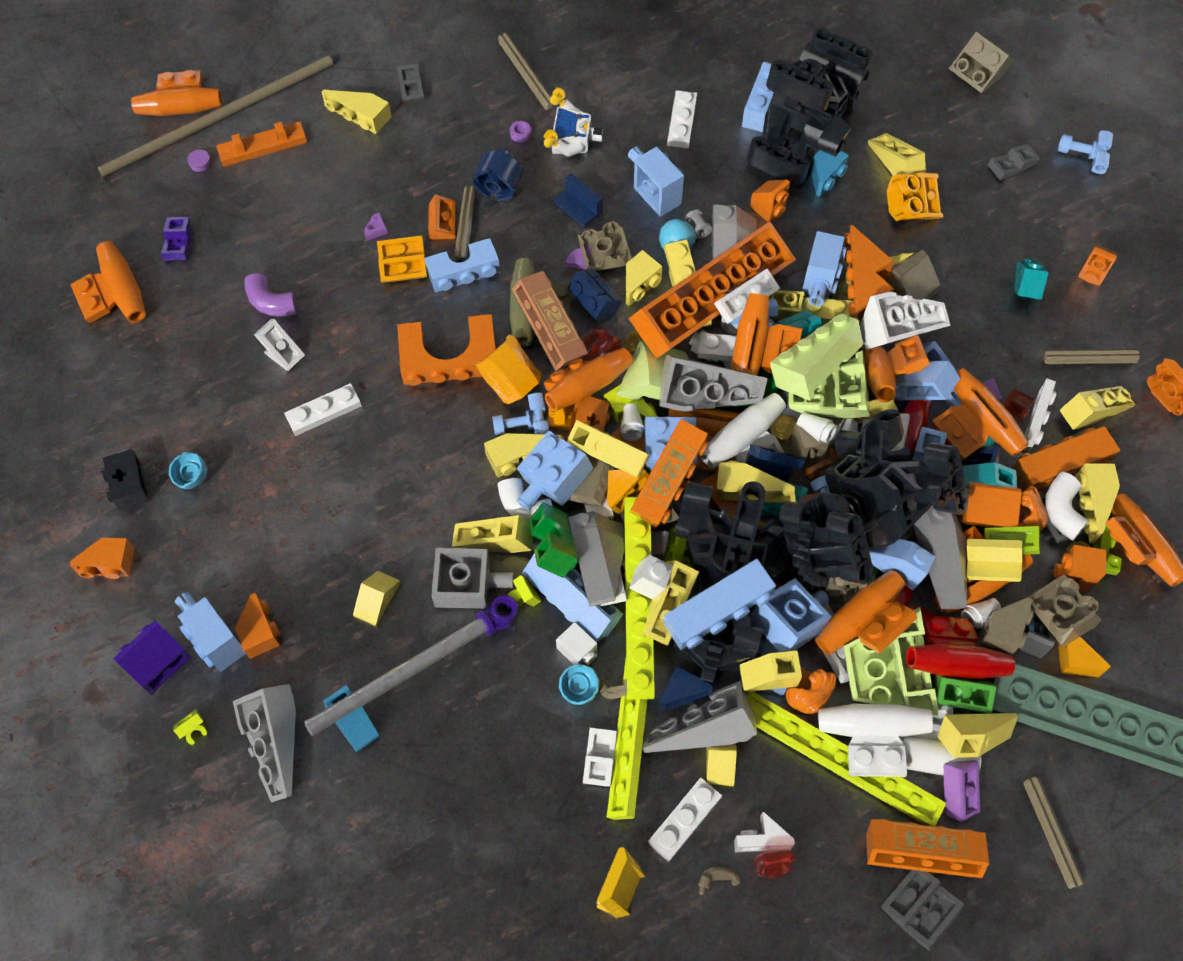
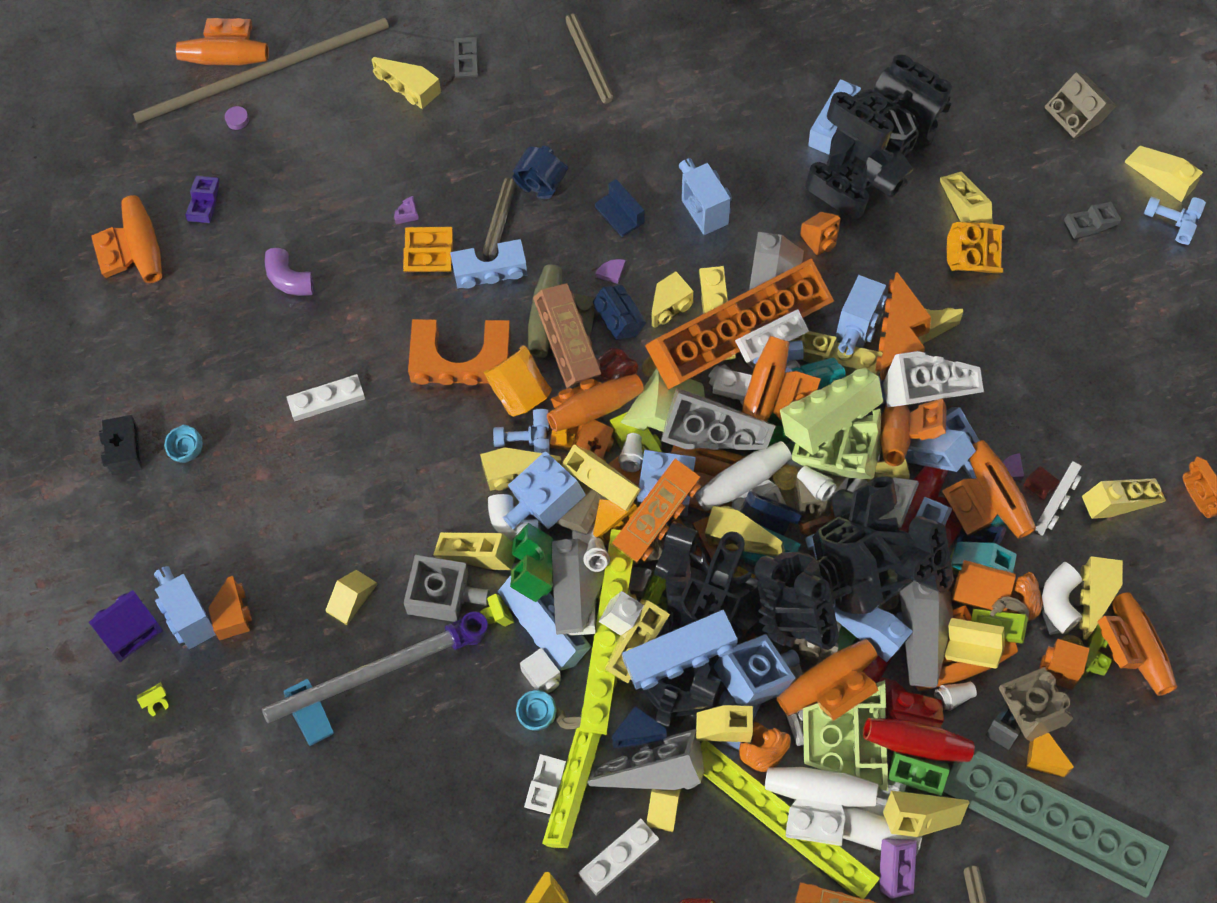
camera: 10 degrees right, 0 degrees up
(105, 558) = (92, 521): orange slope -> none
(261, 143) = (303, 106): orange hinge -> none
(270, 726) = (229, 707): light grey wedge -> none
(279, 345) = (290, 325): white slope -> none
(442, 218) = (476, 210): orange slope -> none
(520, 131) = (572, 124): medium lavender tile -> none
(571, 128) = (625, 129): torso -> none
(608, 246) = (643, 264): dark tan slope -> none
(615, 524) = (596, 555): none -> white cone
(675, 231) = (715, 255): medium azure hair -> none
(682, 119) = (745, 131): white plate -> none
(696, 219) = (740, 248): light grey bush -> none
(770, 839) = (699, 887): white slope -> none
(827, 169) = (888, 208): dark azure slope -> none
(915, 277) = (956, 337): dark tan slope -> none
(1006, 627) = (974, 713): dark tan slope -> none
(1020, 517) = (1010, 603): none -> dark tan piece
(1030, 278) = (1080, 351): teal slope -> none
(1067, 456) = (1076, 547): orange brick -> none
(1072, 111) = (1165, 170): none -> light yellow slope
(1097, 264) = (1156, 345): orange slope -> none
(1101, 356) = (1129, 443): dark tan axle -> none

